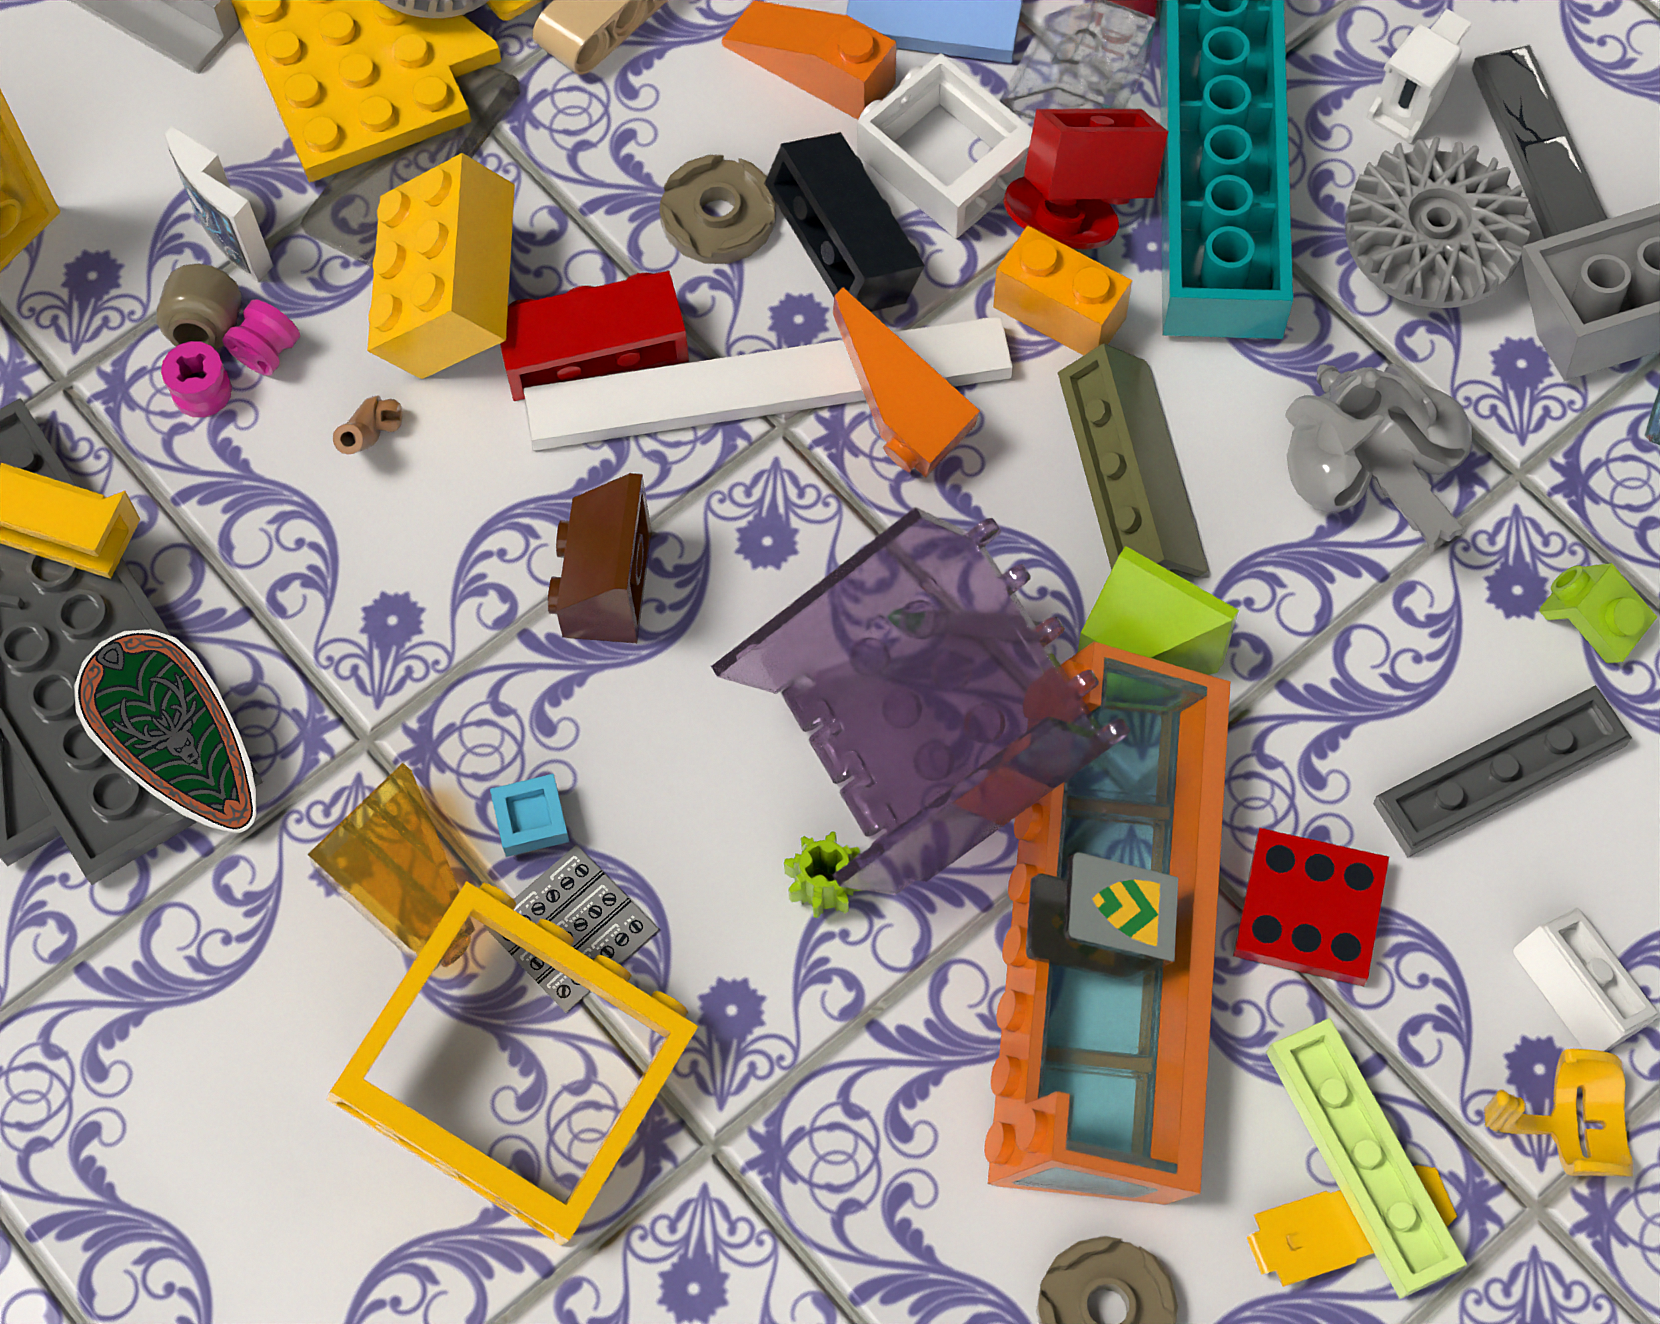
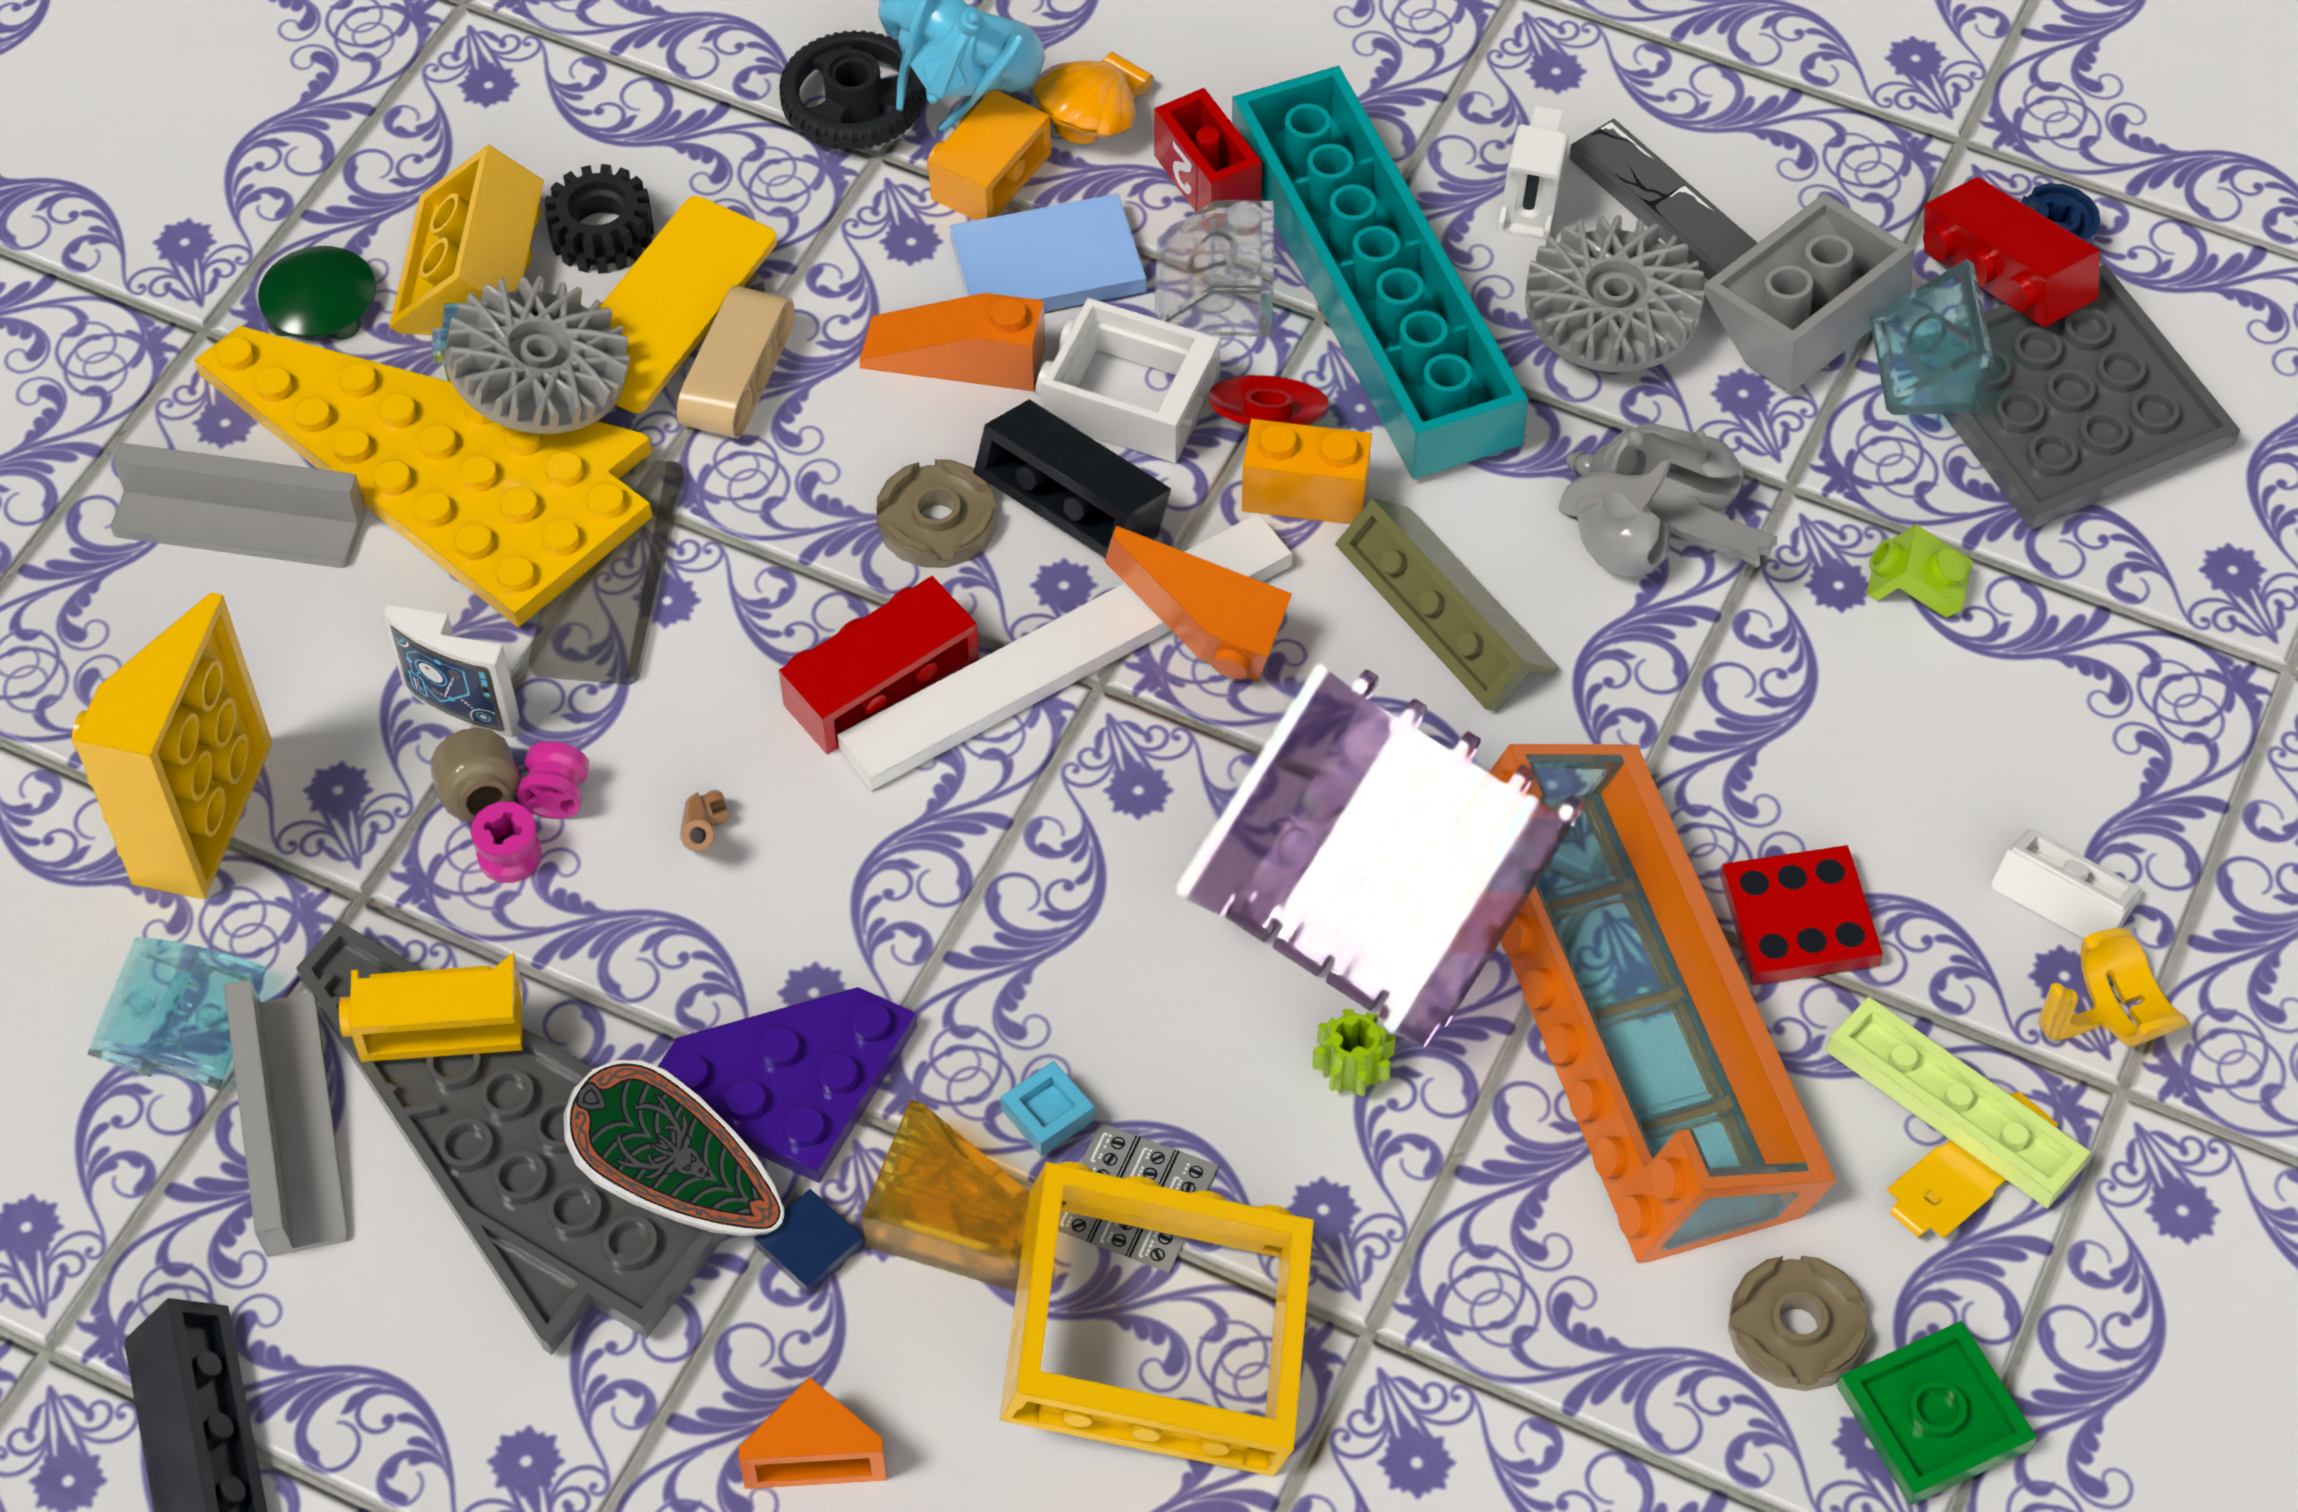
camera: 25 degrees left, 10 degrees down
(171, 1042) = (811, 1443): none -> orange slope
(270, 854) = (810, 1242): none -> dark blue piece
(328, 691) = (796, 1073): none -> dark purple plate
(441, 267) = (710, 648): yellow brick -> none
(603, 562) = (1004, 855): reddish brown slope -> none
(1095, 154) = (1278, 339): red brick -> none
(1103, 918) = (1644, 987): piece -> none
(1160, 616) = (1549, 704): lime slope -> none
(1501, 771) = (1904, 740): dark grey tile -> none

